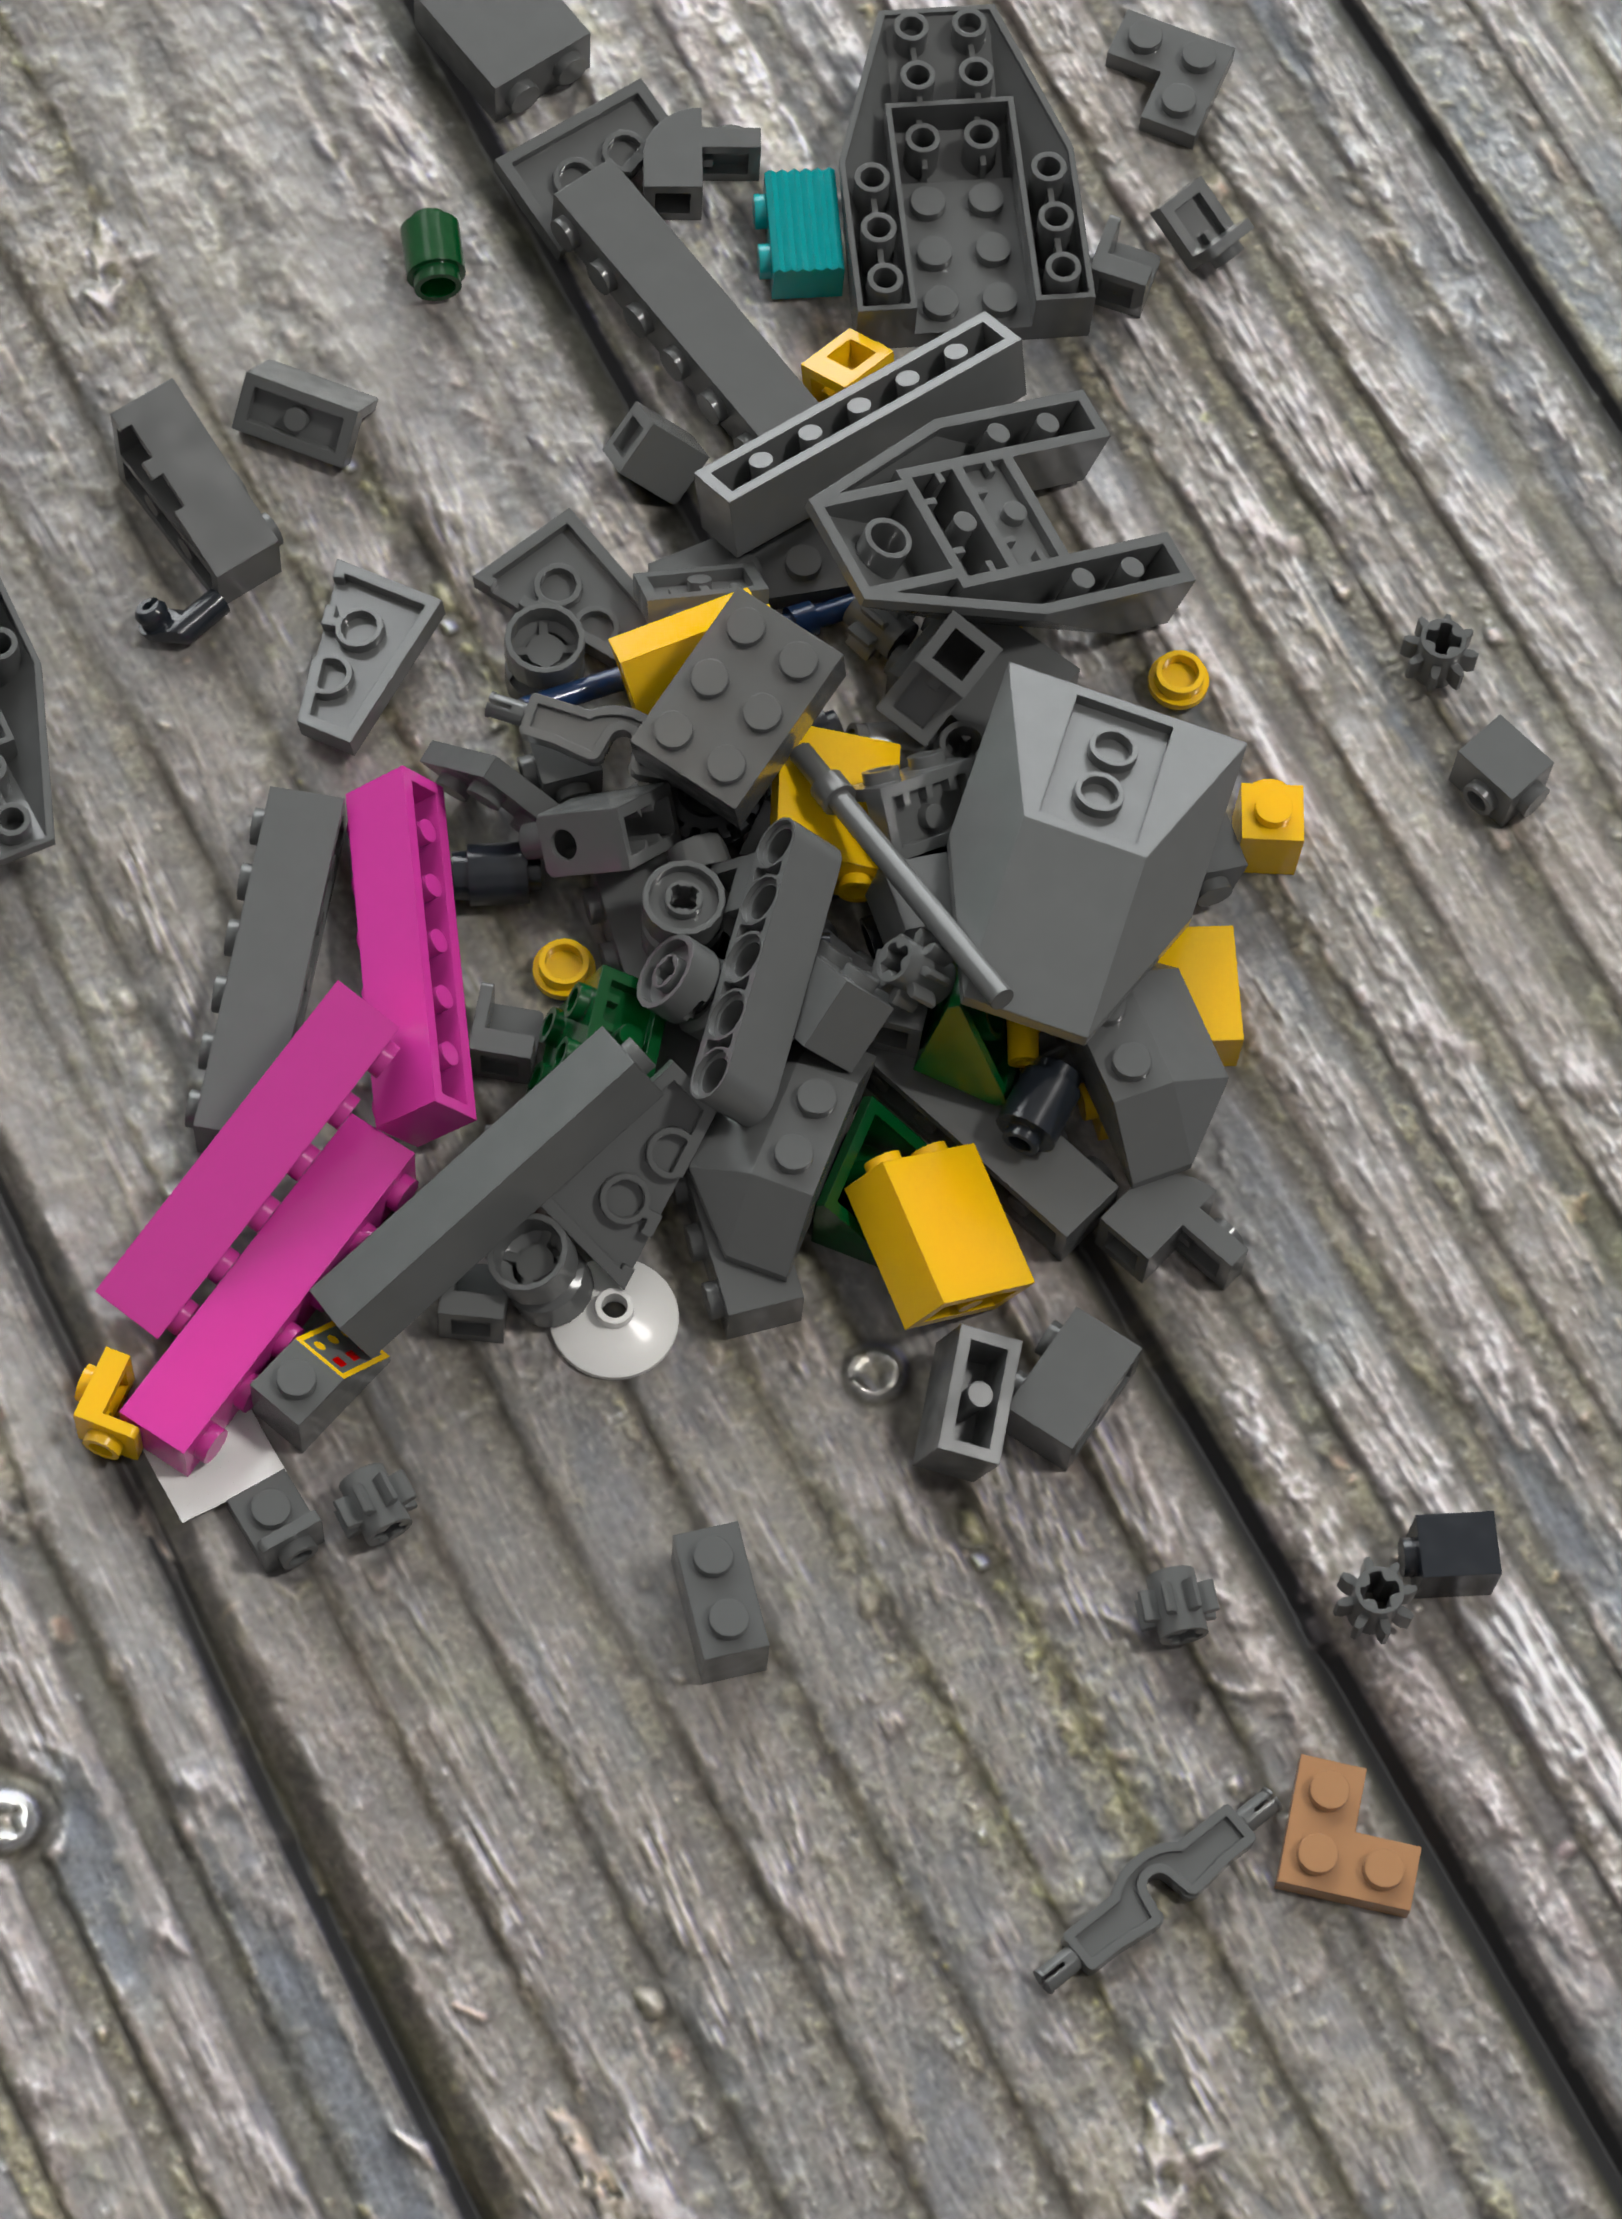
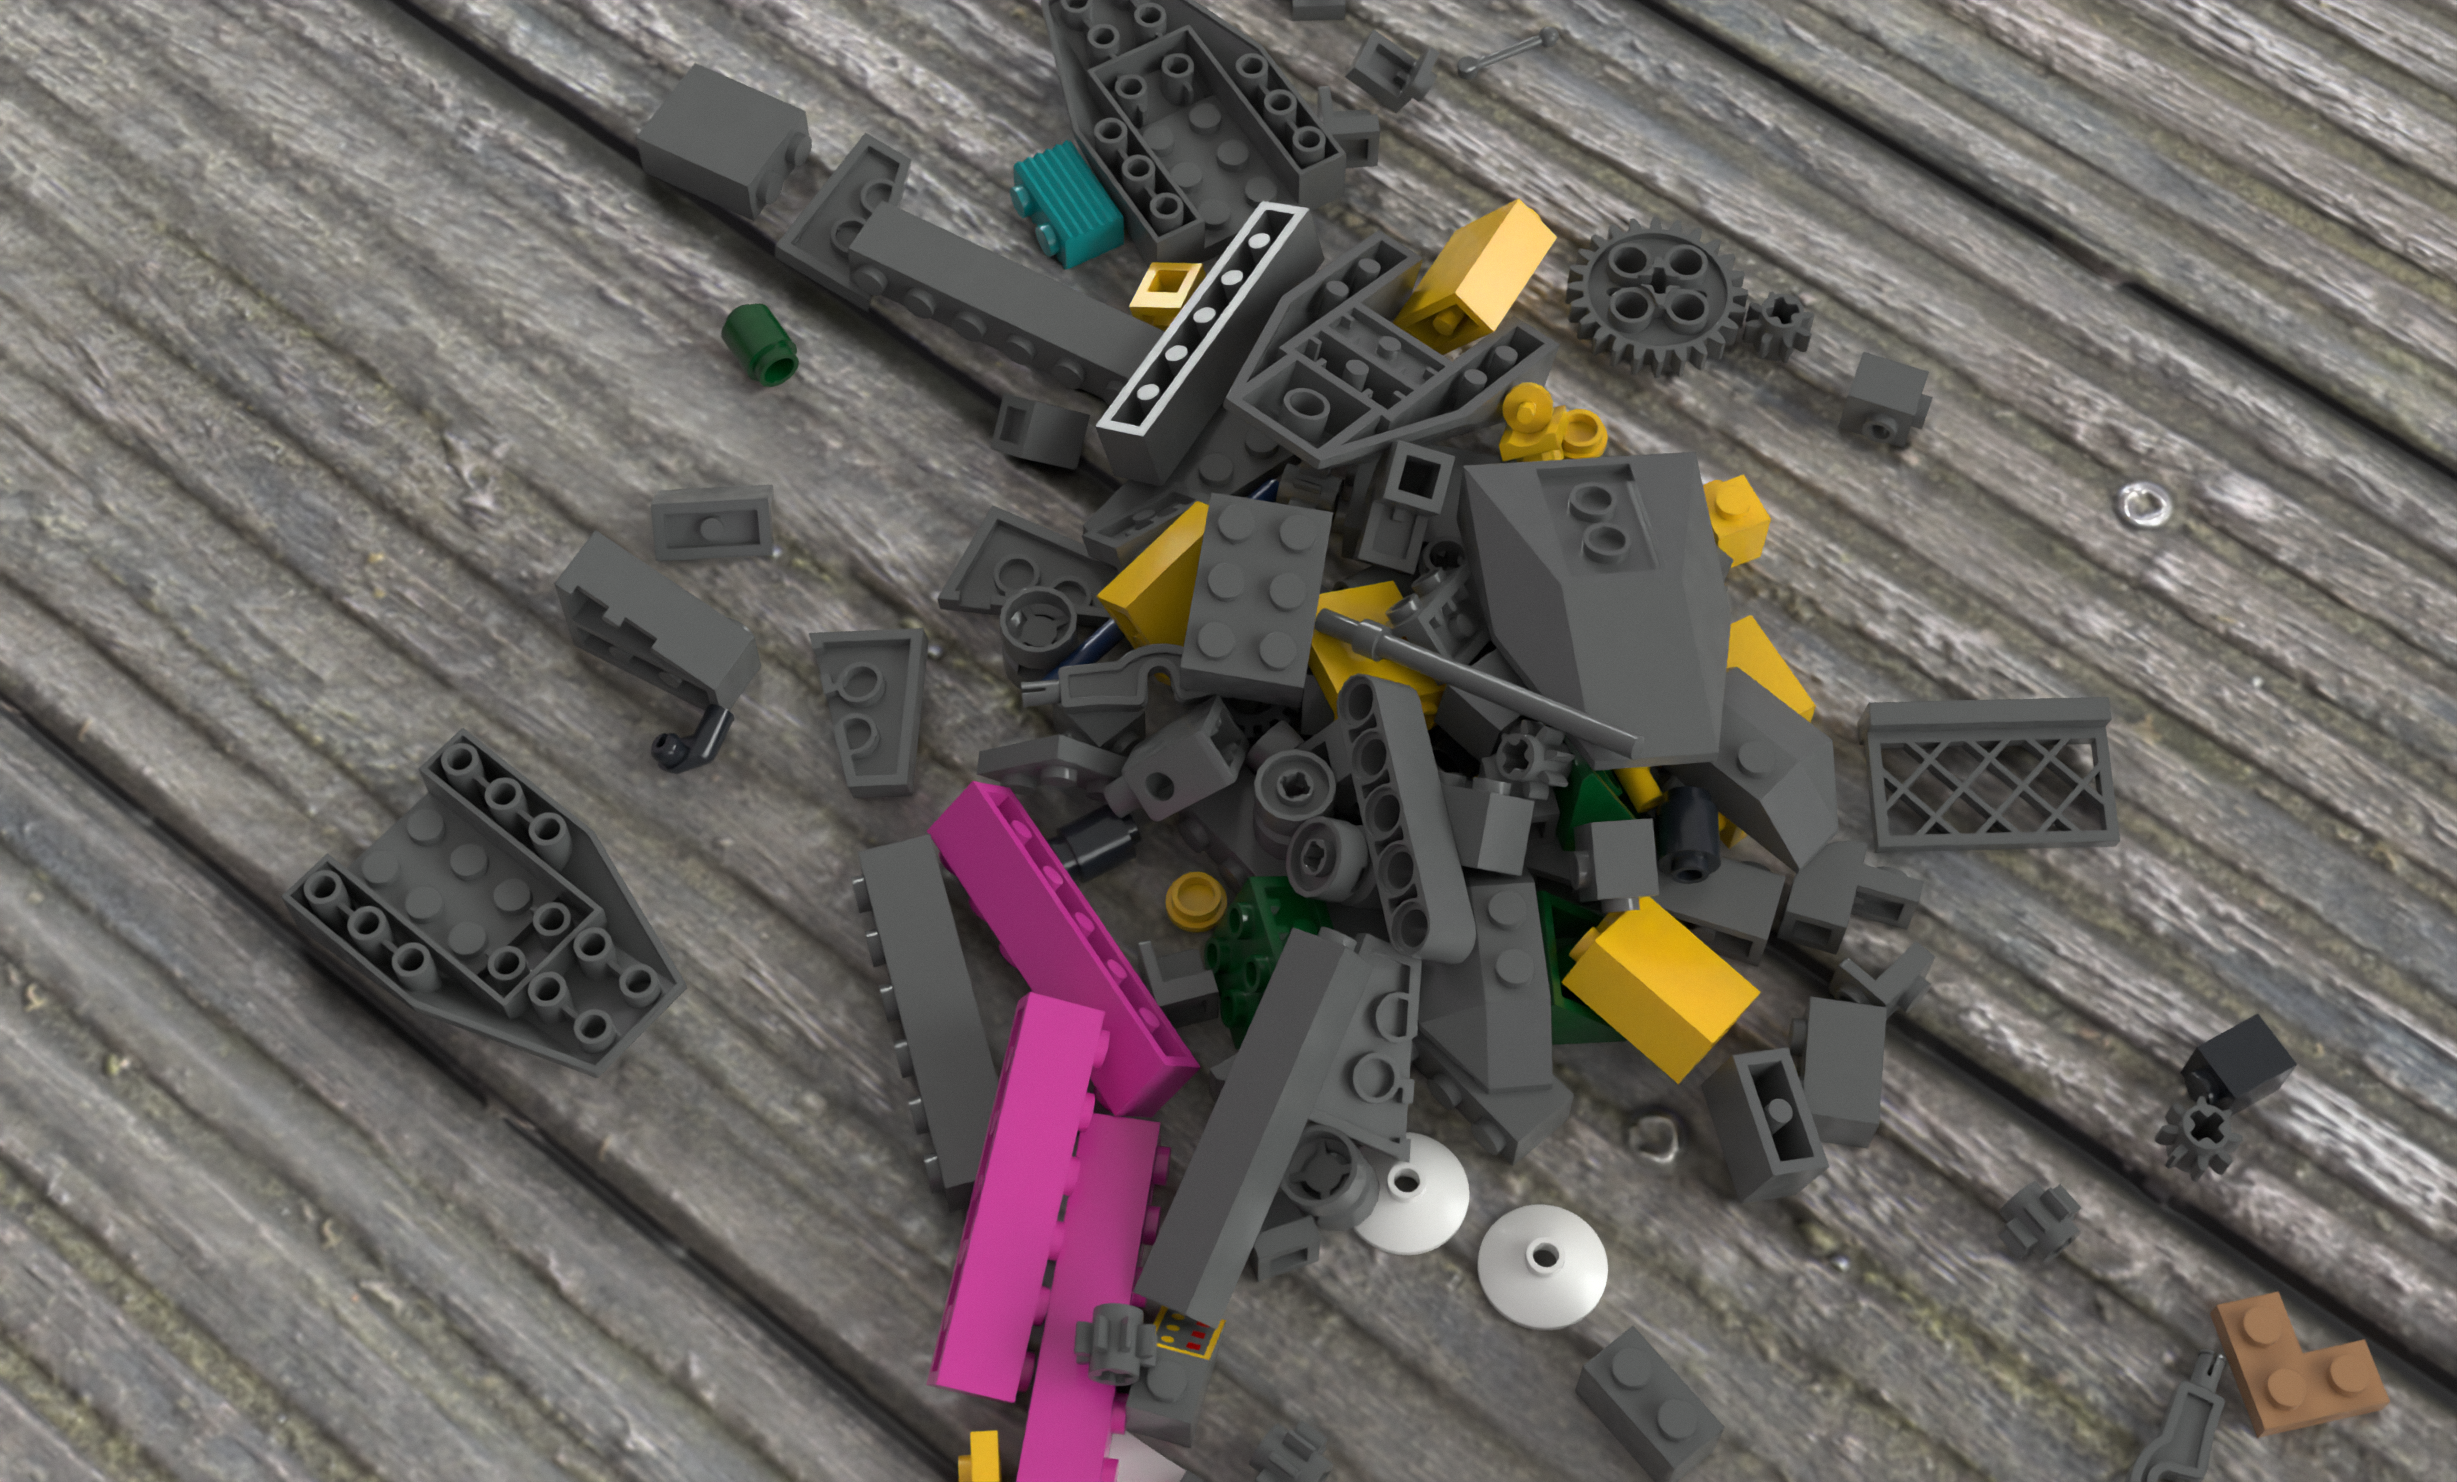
camera: 20 degrees left, 5 degrees down
(264, 1326) = (1115, 1344): none -> dark grey gear
(685, 154) = (938, 181): dark grey brick -> none
(702, 1468) = (1537, 1294): none -> white dish
(943, 1101) = (1614, 863): none -> dark grey brick
(1122, 659) = (1533, 425): none -> yellow hips
(1153, 478) = (1476, 278): none -> yellow brick
(1170, 1336) = (1899, 986): none -> dark grey bracket
(1289, 252) = (1469, 66): none -> dark grey hinge
(1313, 610) = (1656, 297): none -> dark grey gear
(1405, 1130) = (1989, 724): none -> dark grey fence

